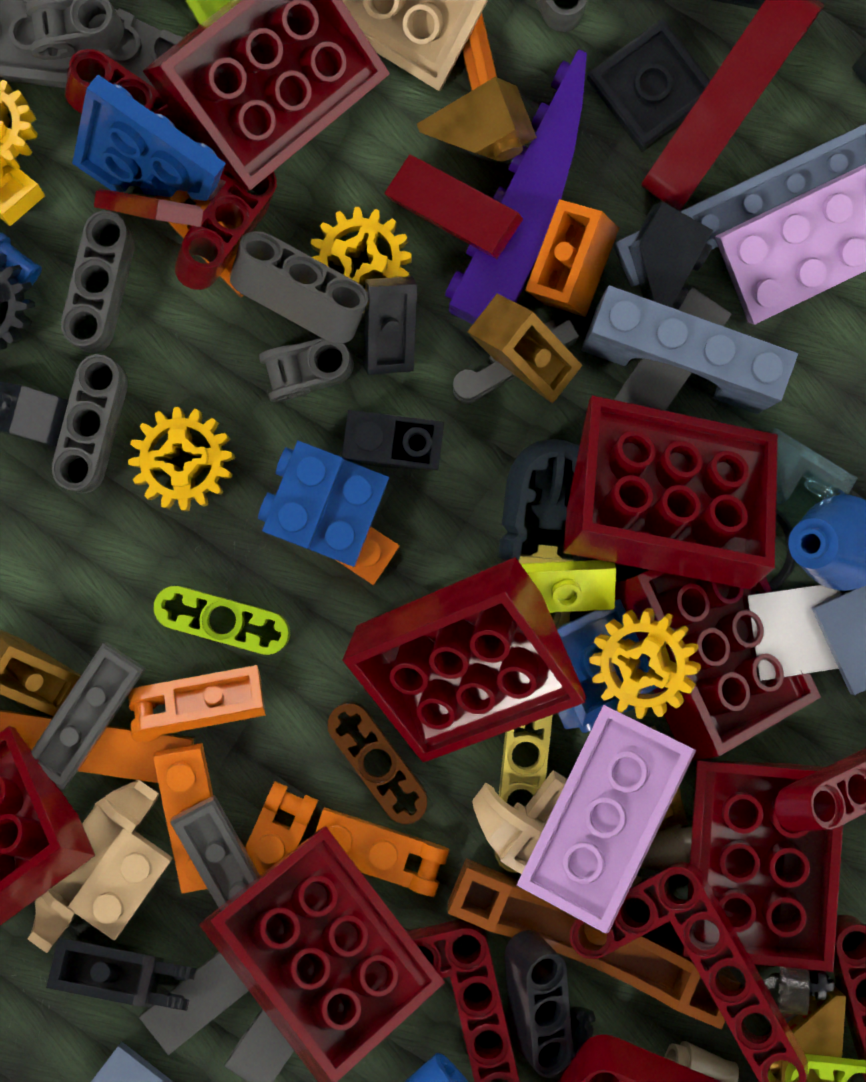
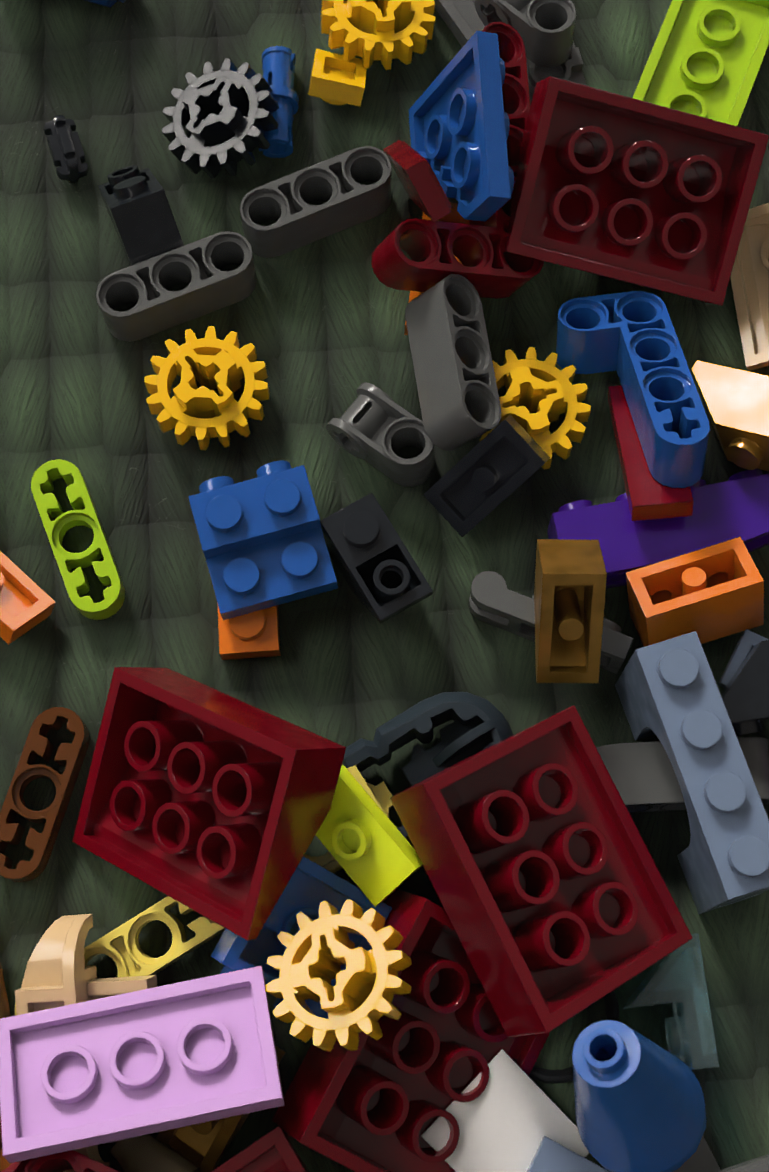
camera: 50 degrees right, 15 degrees down
(360, 166) = (638, 340): none -> blue beam

